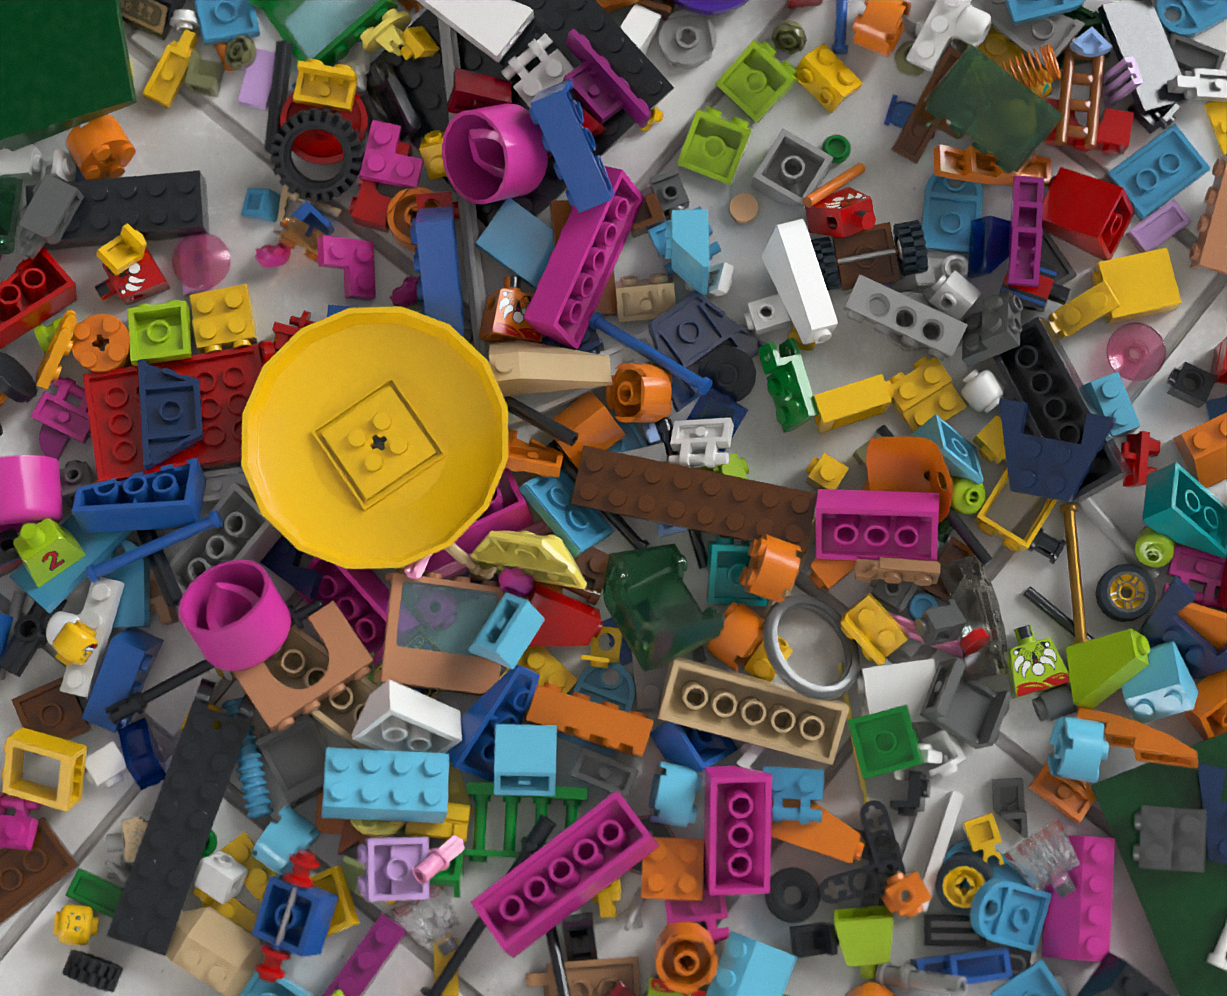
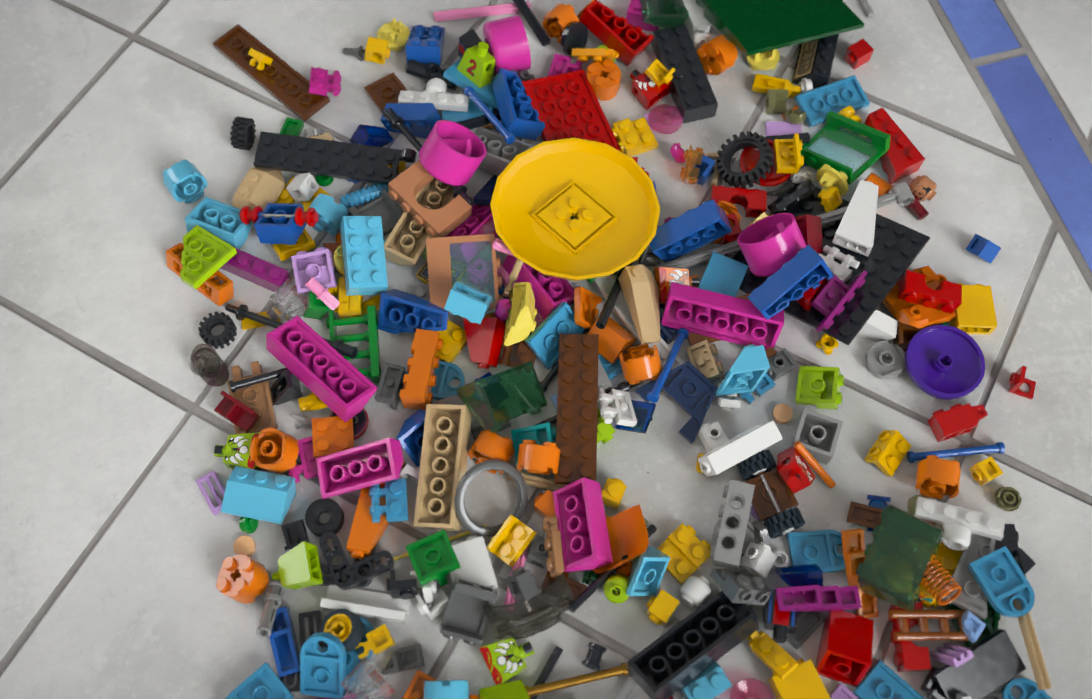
camera: 75 degrees right, 15 degrees down
(47, 215) = (669, 31): dark grey hinge -> none
(52, 442) = (541, 68): magenta tile -> none
(70, 774) = (344, 99): yellow window -> none
(75, 643) = (426, 87): yellow head -> none
(75, 924) = (269, 121): yellow head -> none
(106, 766) = (361, 117): white brick -> none
(160, 332) = (617, 103): lime plate -> none
(168, 413) = (569, 109): dark blue wing -> none
(261, 204) = (708, 143): dark azure slope -> none
(356, 260) = (688, 192): dark pink plate -> none
(382, 162) = (751, 194): dark pink plate -> none
(407, 721) = (404, 261): white slope -> none
(525, 760) = (390, 332): medium azure slope -> none
(600, 657) = (466, 374): yellow bracket -> none
(650, 433) = (616, 379): light blue tile -> none
(674, 794) = (379, 426): medium azure brick -> none
(730, 371) = (668, 420): black tile -> none
(758, 80) = (872, 406): lime plate -> none
(759, 664) = (486, 480): yellow bracket -> none
(788, 384) = (668, 455): green plate -> none
(789, 37) = (908, 421): olive plate -> none
(837, 147) = (840, 466): green plate -> none
(853, 403) = (665, 499): yellow window -> none
(917, 894) = (328, 587): orange brick -> none
(920, 603) = (538, 574): dark azure tile -> none
(974, 641) = (514, 610): red tile -> none
(1011, 540) = (627, 613): yellow window -> none
(1048, 465) = (649, 639): dark blue wing -> none
(1054, 703) = (479, 677): dark grey brick -> none

